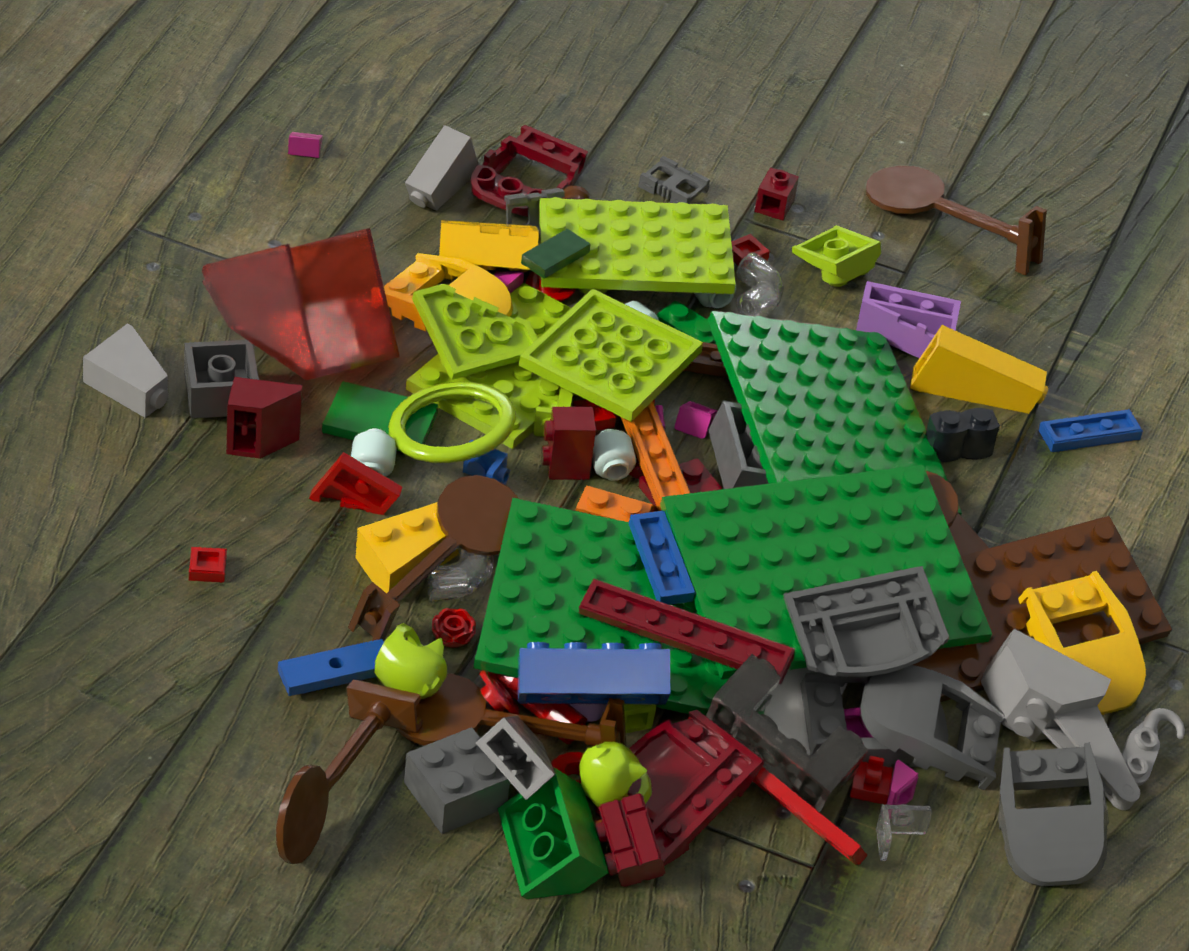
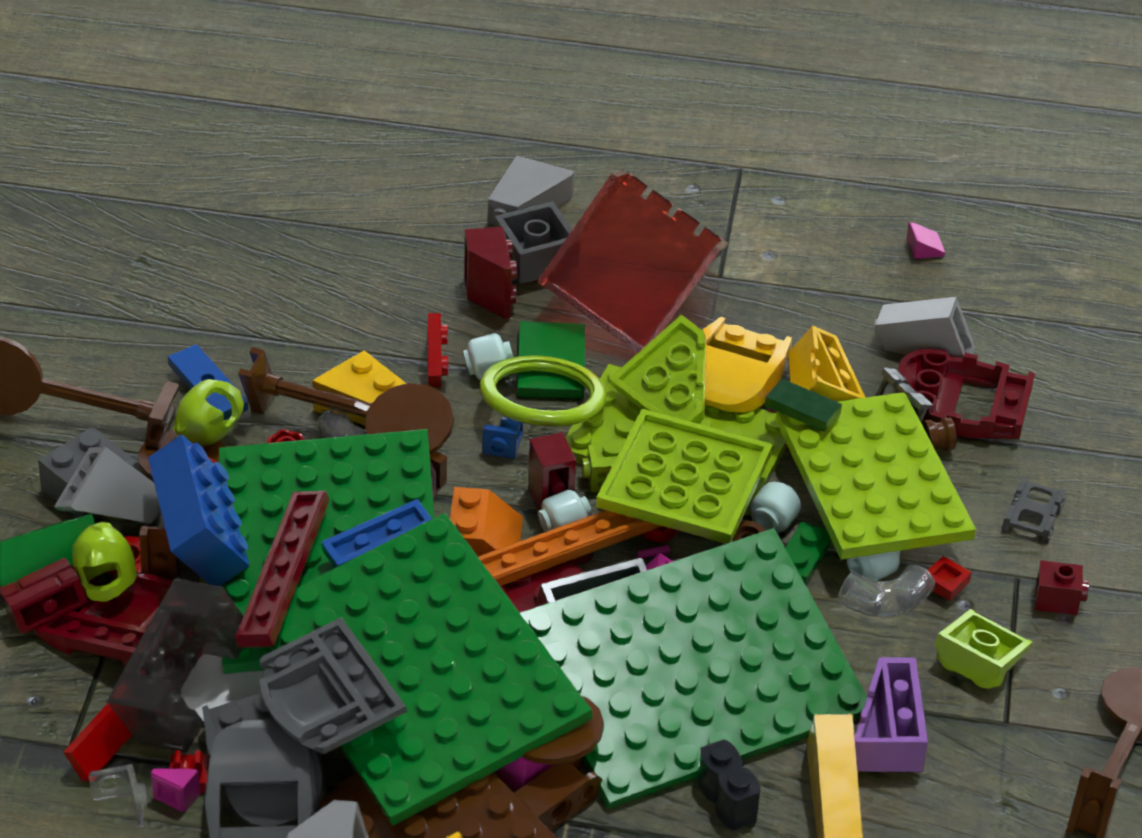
camera: 80 degrees right, 0 degrees up
(207, 564) = (312, 290): red tile -> none

